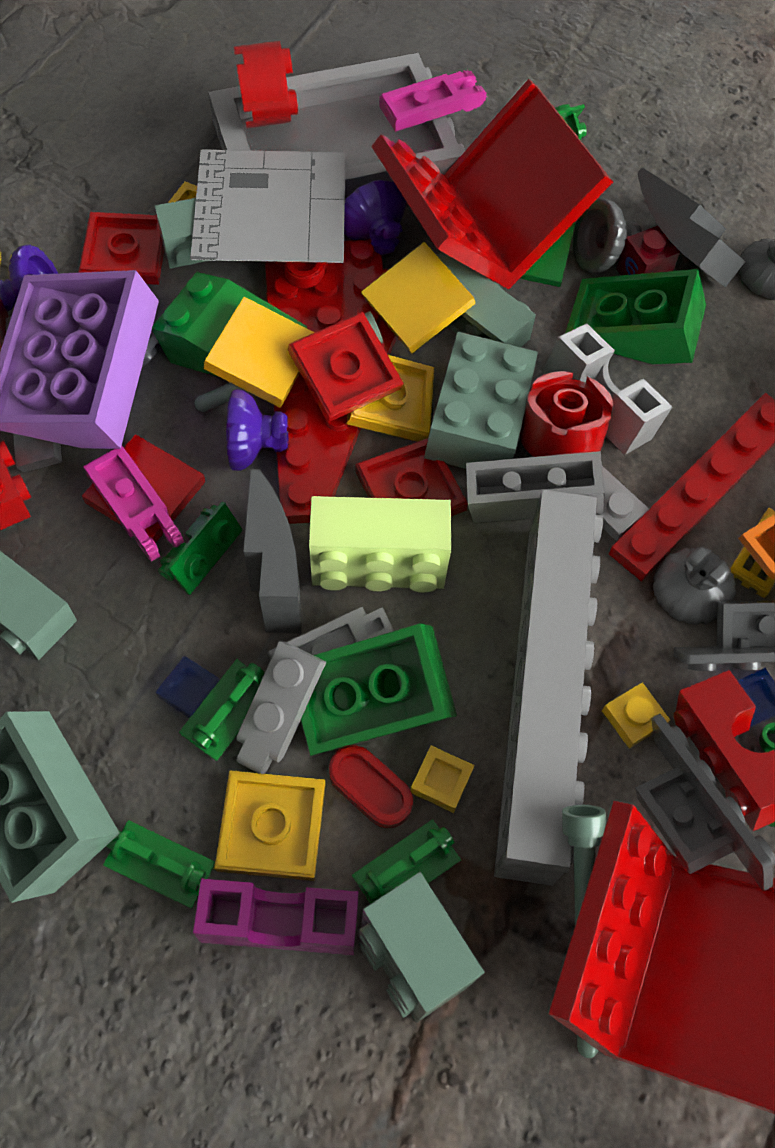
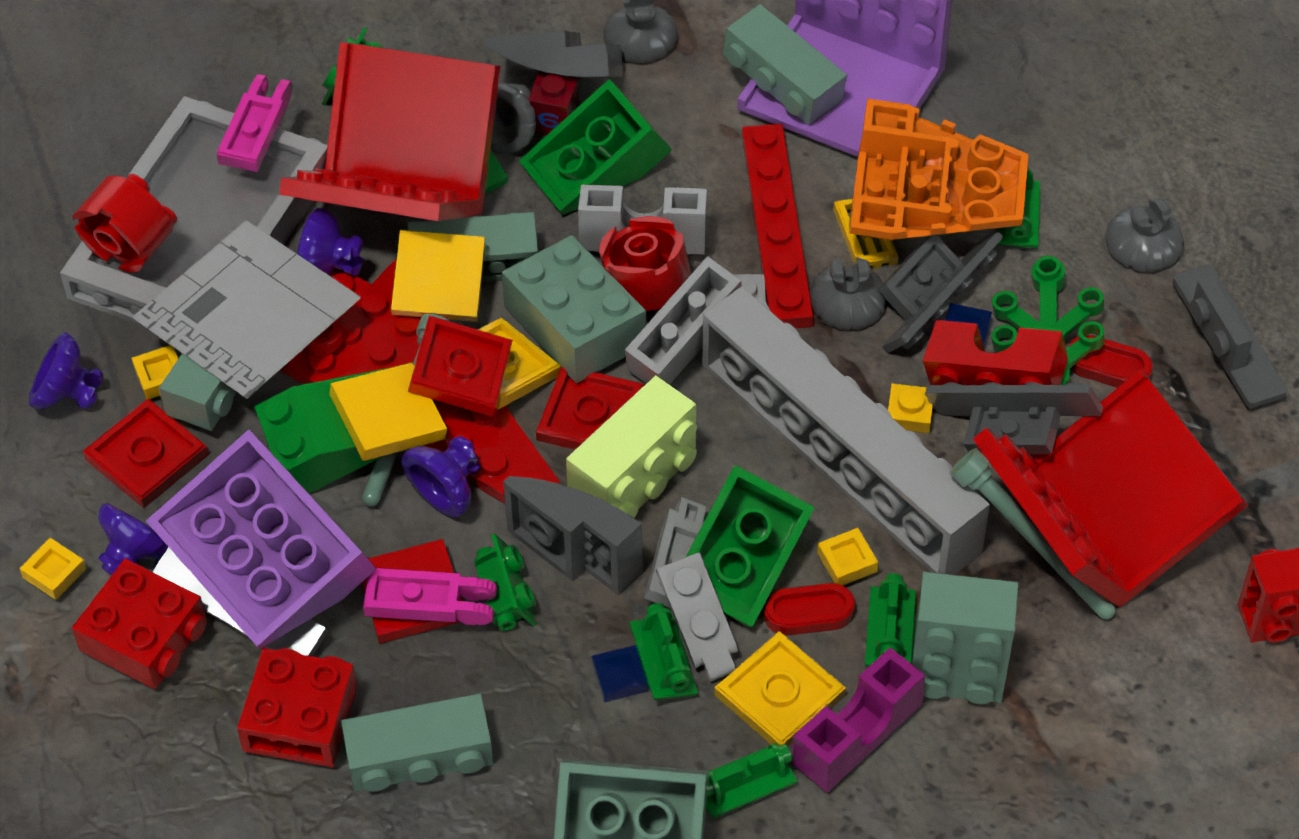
camera: 45 degrees left, 10 degrees down
(132, 153) = (63, 376): none -> dark purple hair

